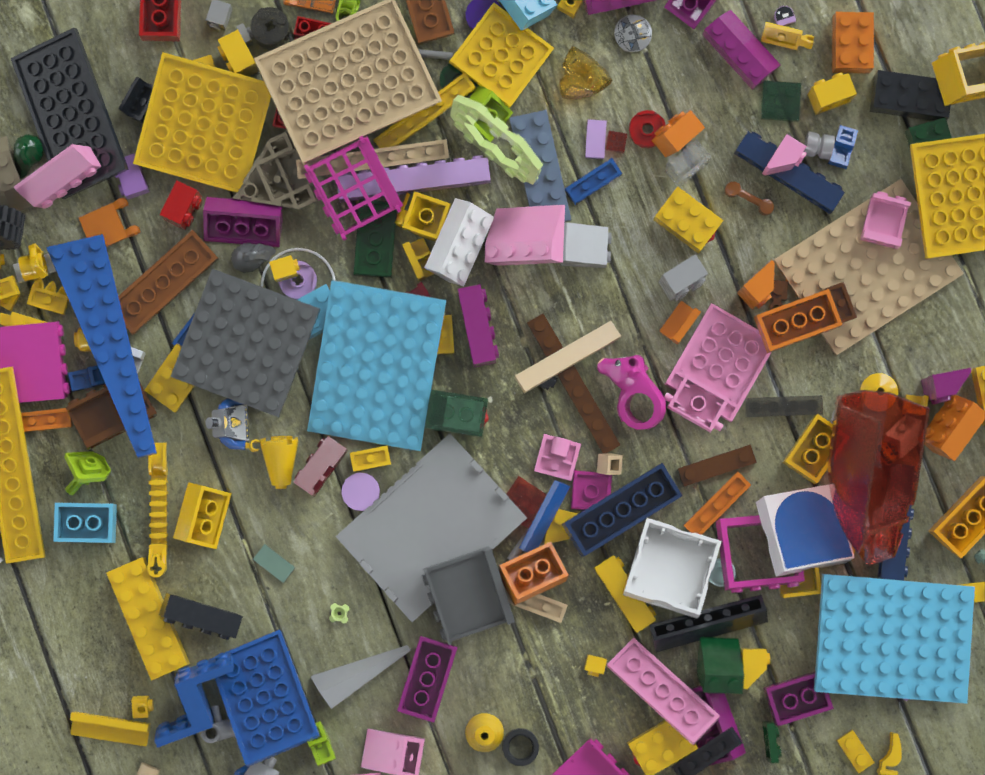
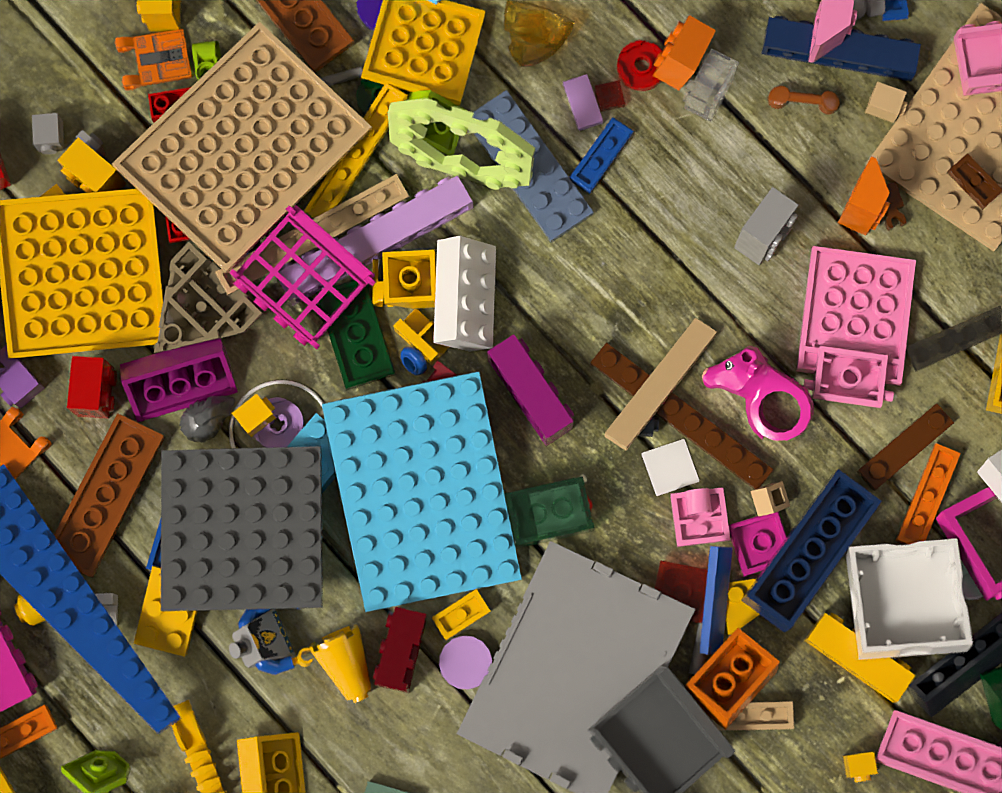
camera: 15 degrees left, 5 degrees down
(85, 379) = (51, 659): blue slope -> none
(98, 417) = (86, 702): reddish brown panel -> none
(265, 19) = (110, 113): clear smoke brick -> none
(406, 273) = (413, 360): none -> blue piece
(446, 342) = (499, 426): yellow plate -> none
(526, 236) = (547, 252): bright pink slope -> none
(552, 415) = (670, 467): none -> white sticker
(586, 245) = (623, 237): slope -> none
(679, 322) = (783, 286): orange panel -> none
(688, 220) = (740, 155): yellow piece -> none
(798, 321) = (932, 223): orange brick -> none
(805, 223) = (886, 102): none -> tan brick

